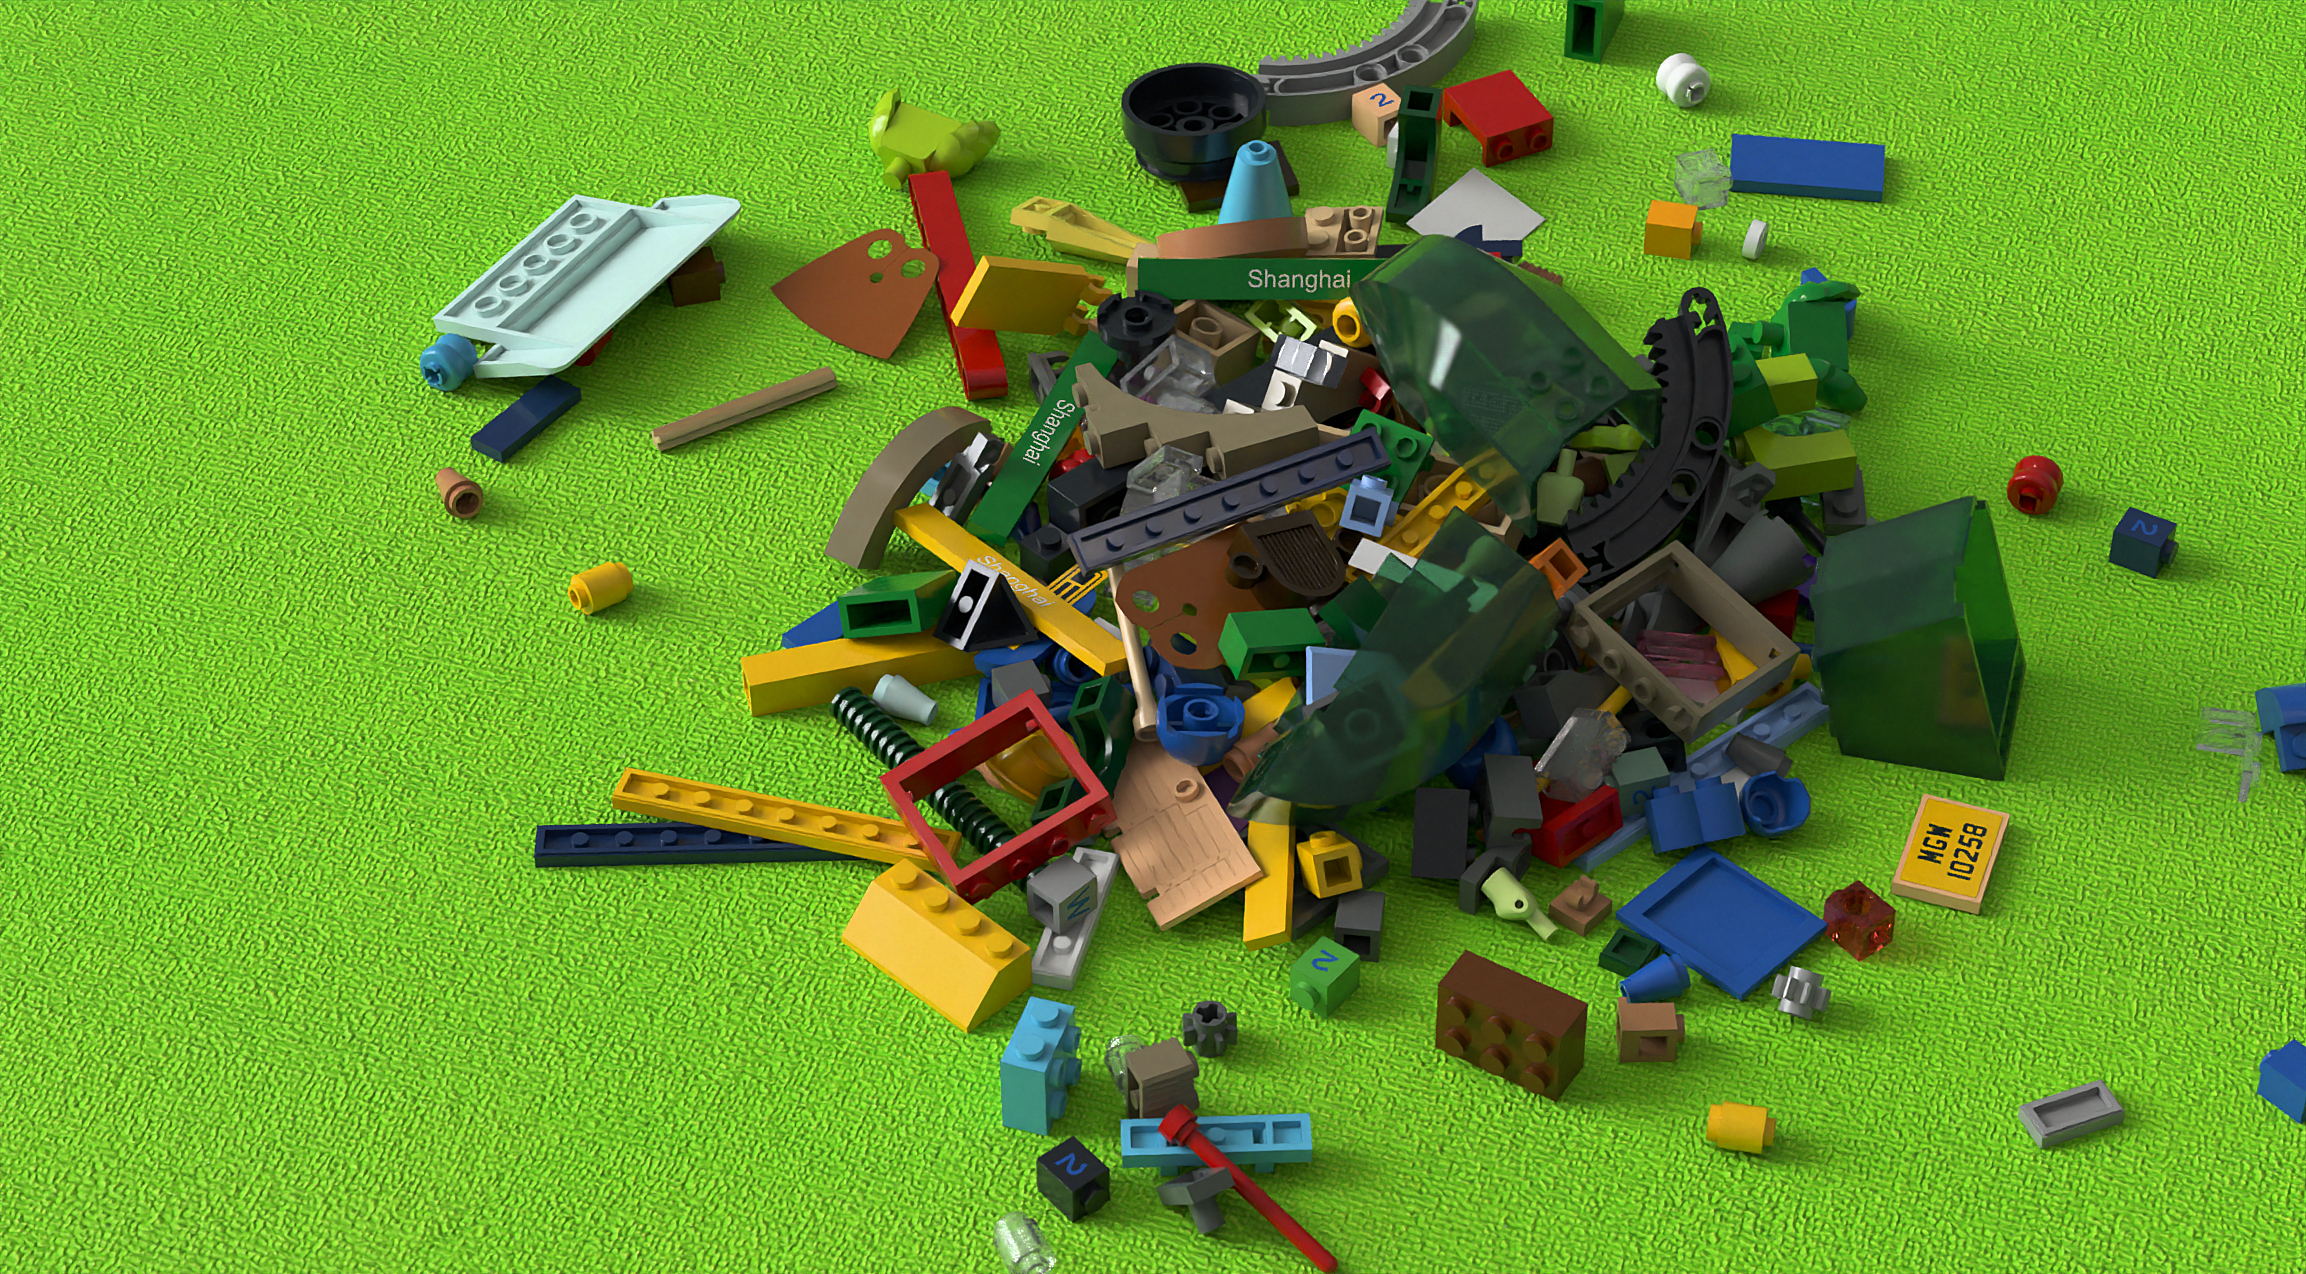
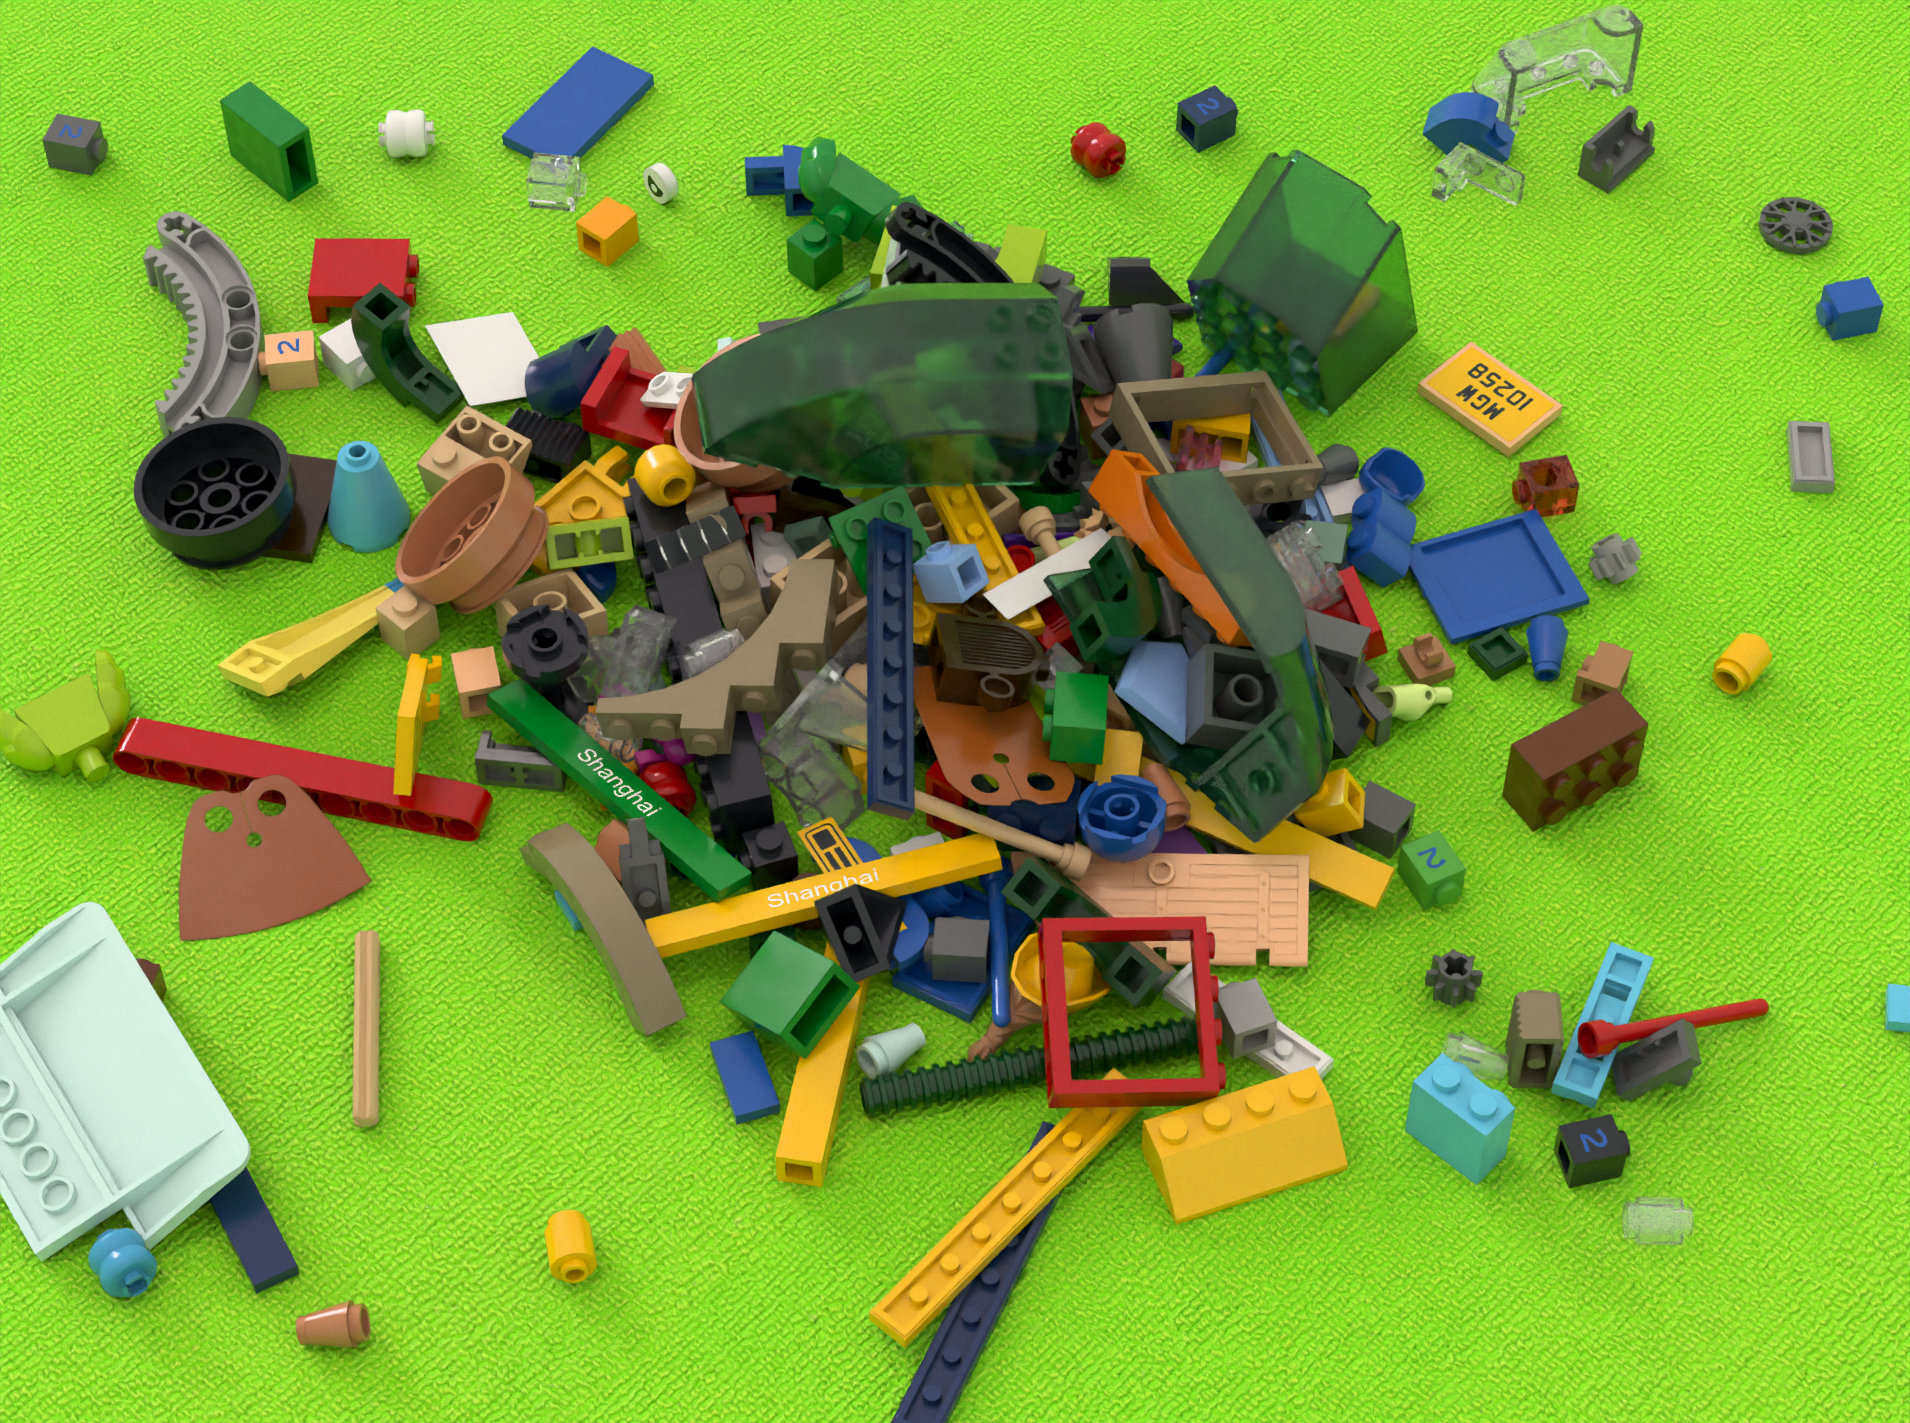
camera: 65 degrees left, 10 degrees up
(1253, 277) = (571, 500): green tile -> none

